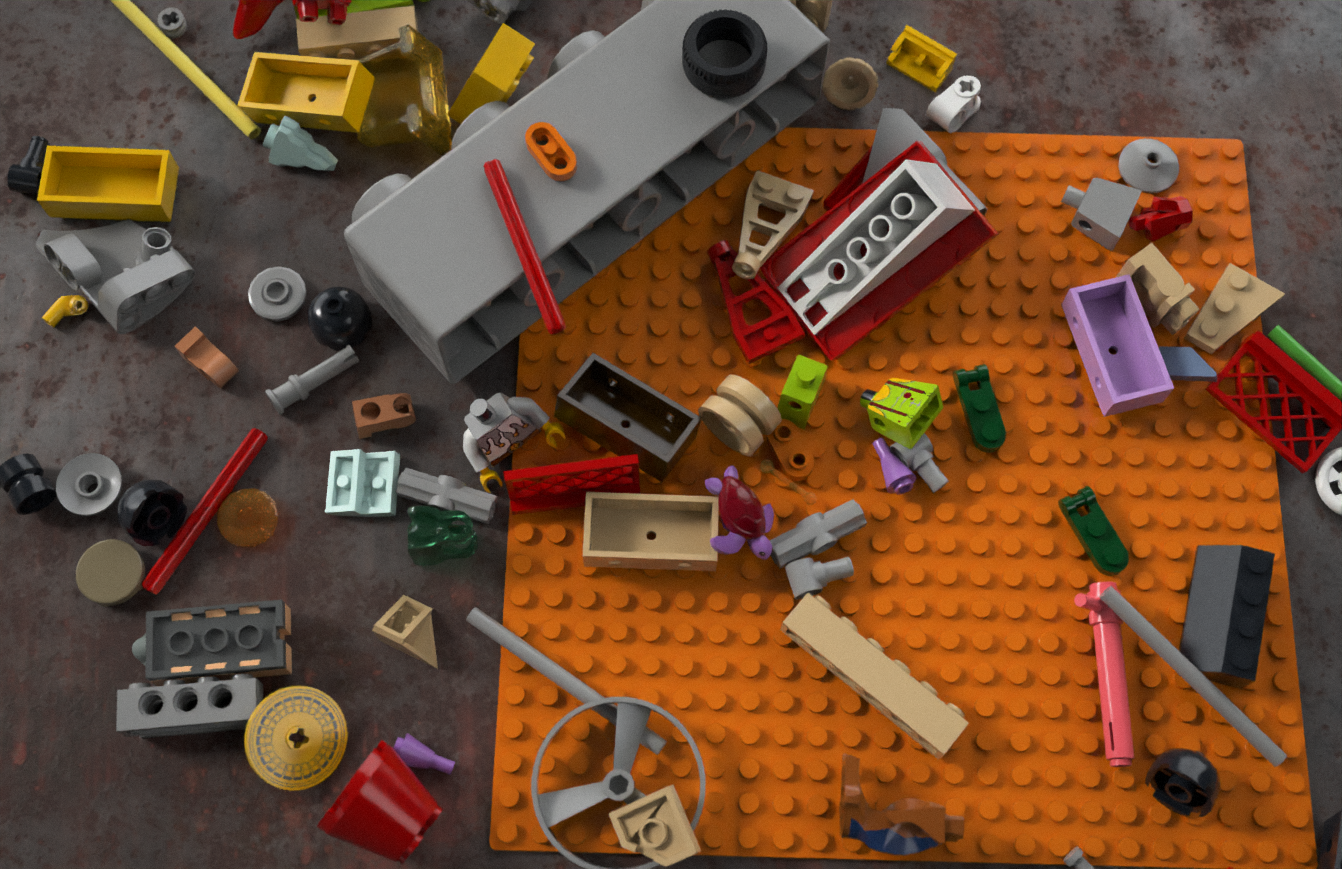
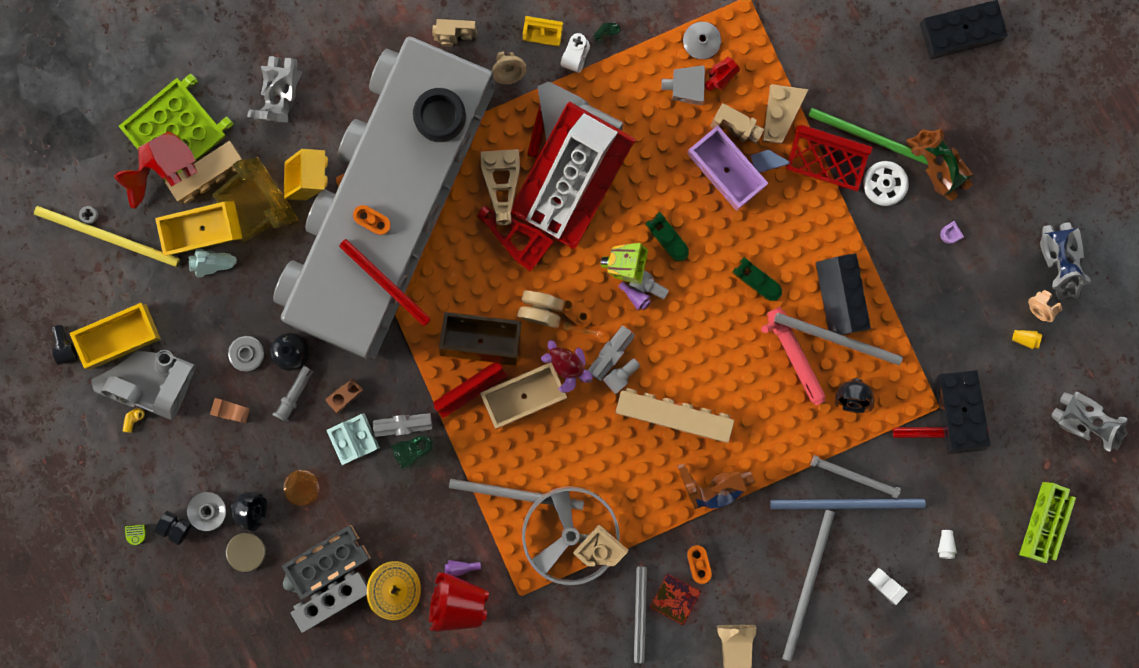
camera: 25 degrees left, 15 degrees up
(204, 511) = (276, 494): red axle -> none
(409, 629) = (421, 506): tan slope -> none
(500, 428) = (414, 376): torso -> none
(802, 387) = (567, 277): lime torso -> none
(1014, 96) = (608, 28): none -> clear green arm

